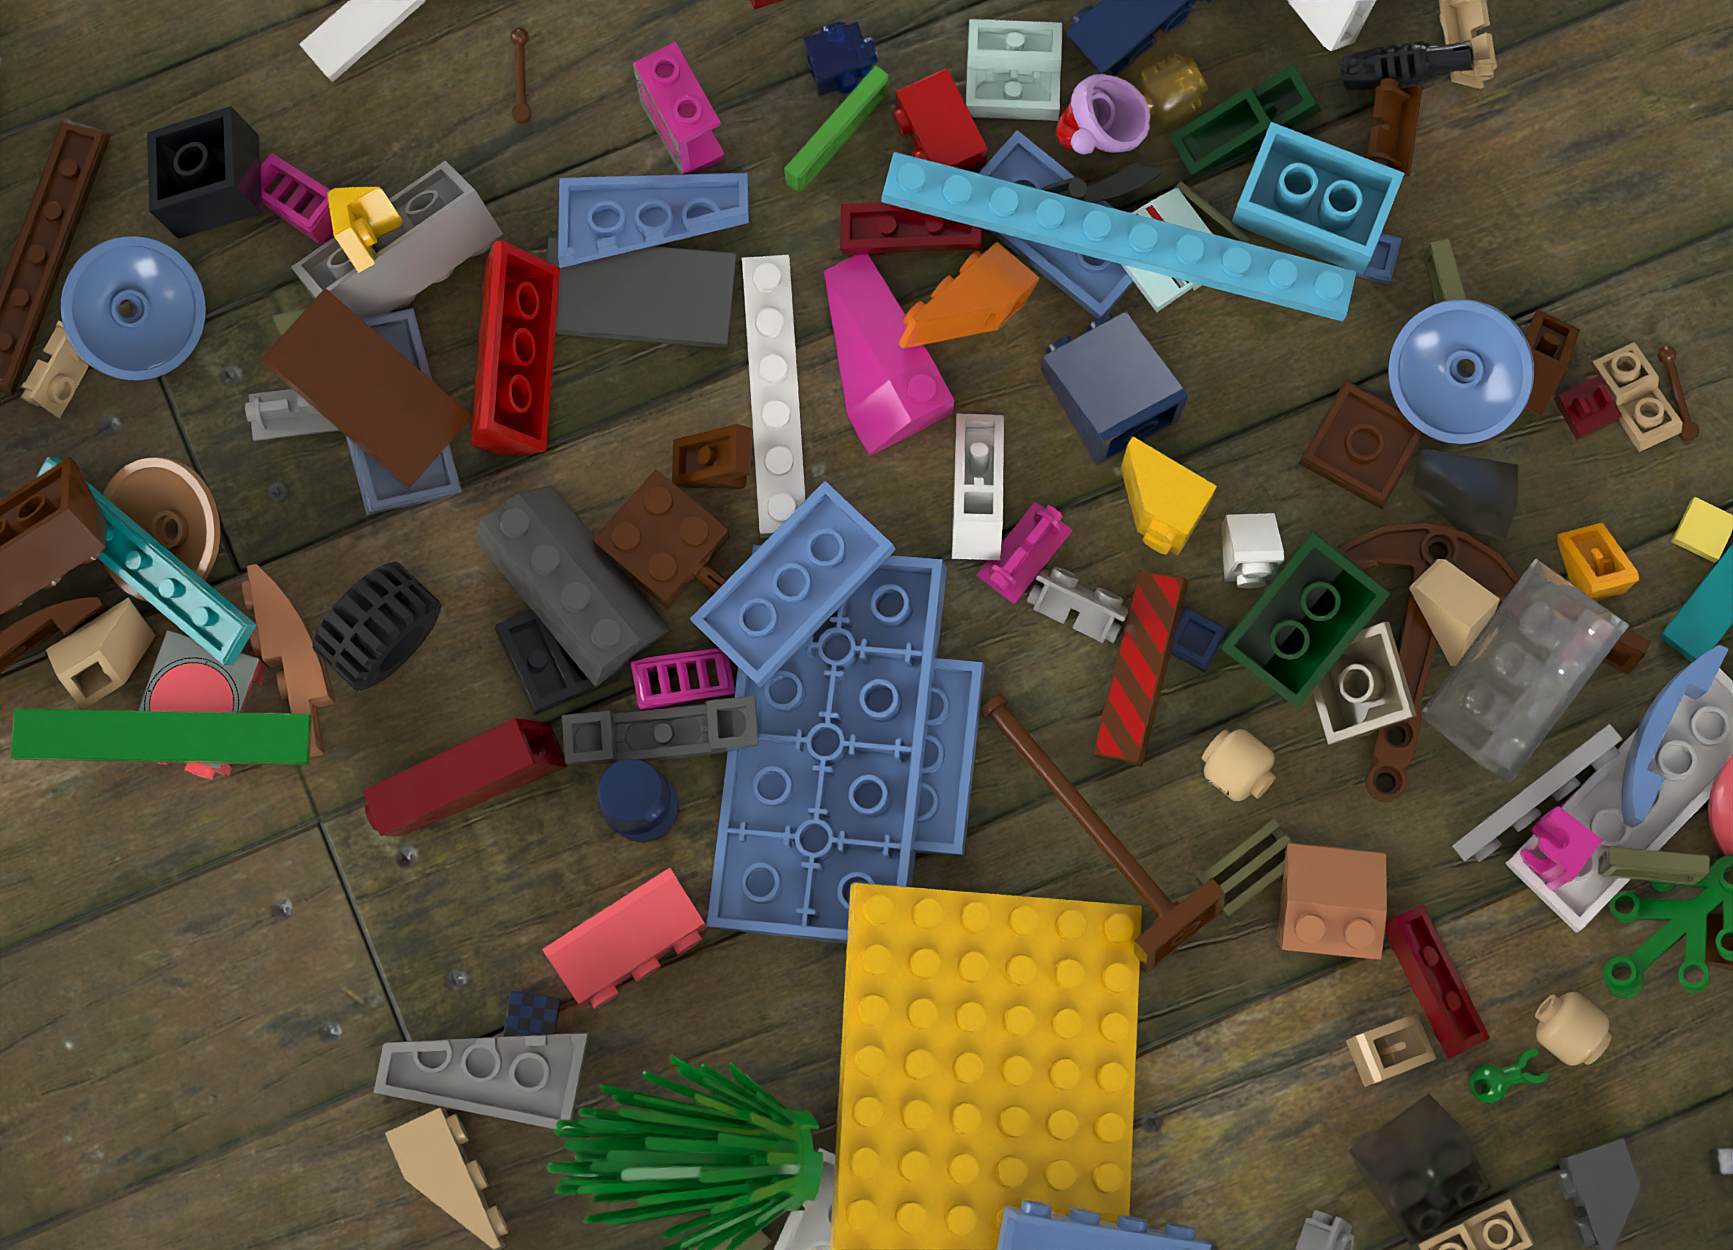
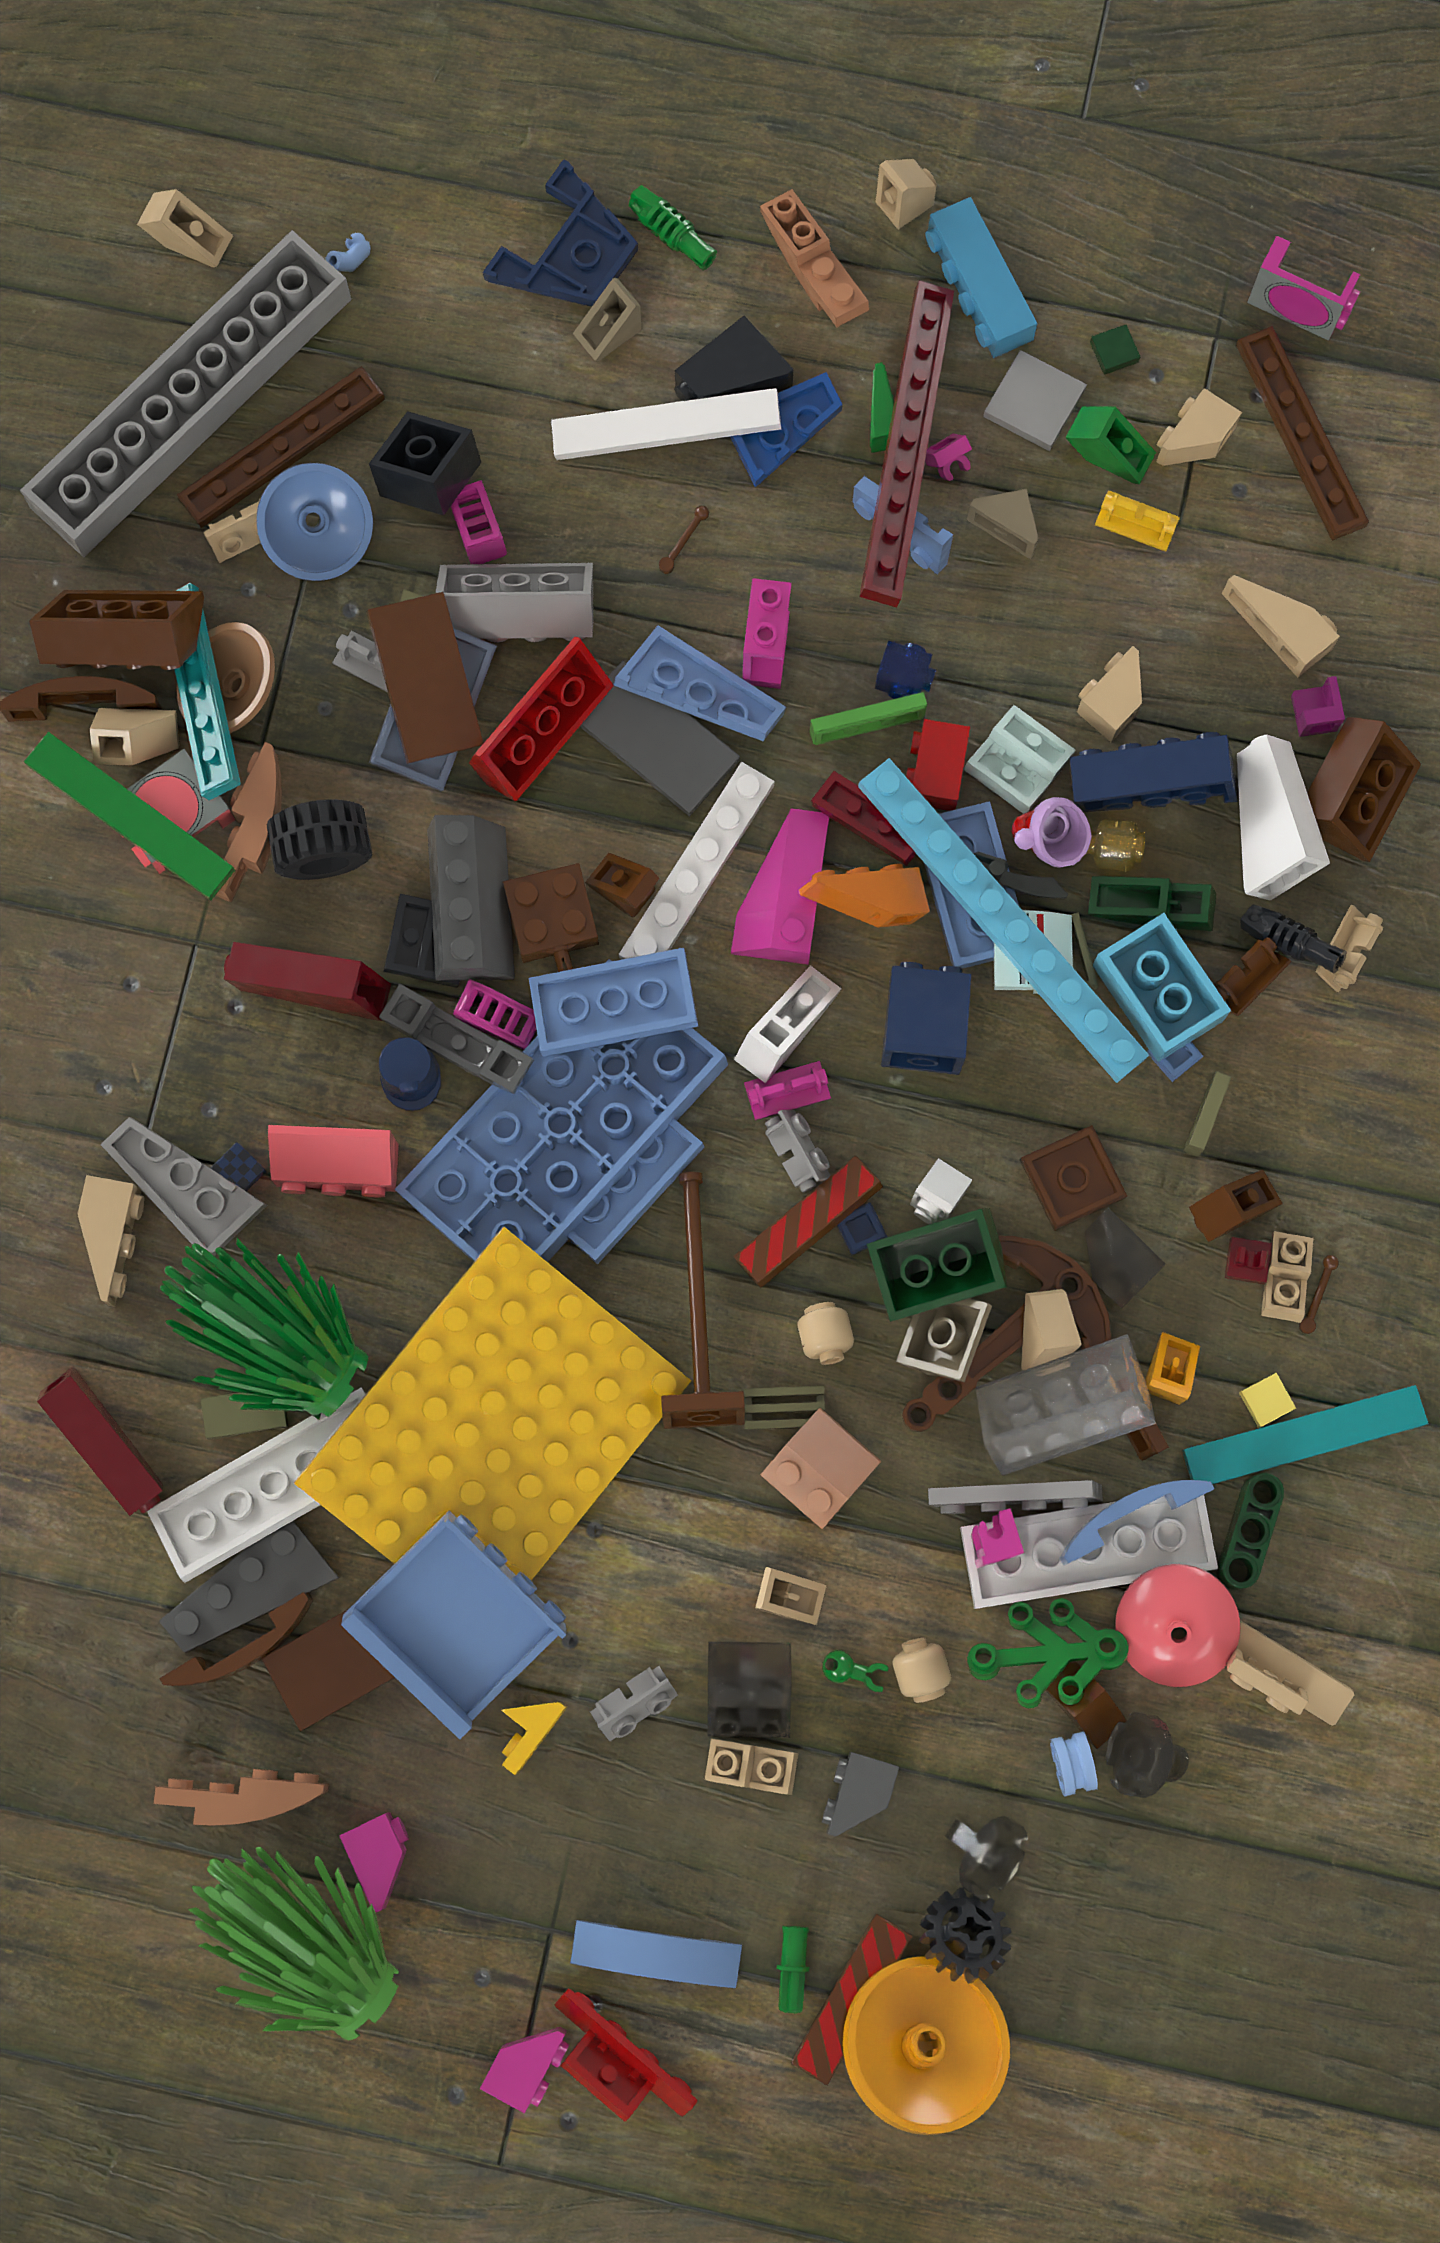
camera: 35 degrees right, 0 degrees up
(360, 218) = (499, 562): yellow slope -> none
(1163, 497) = (905, 1120): yellow slope -> none
(1435, 390) = (1148, 1170): medium blue dish -> none
(1435, 981) = (852, 1572): dark red plate -> none
(1653, 865) = (1055, 1599): olive tile -> none

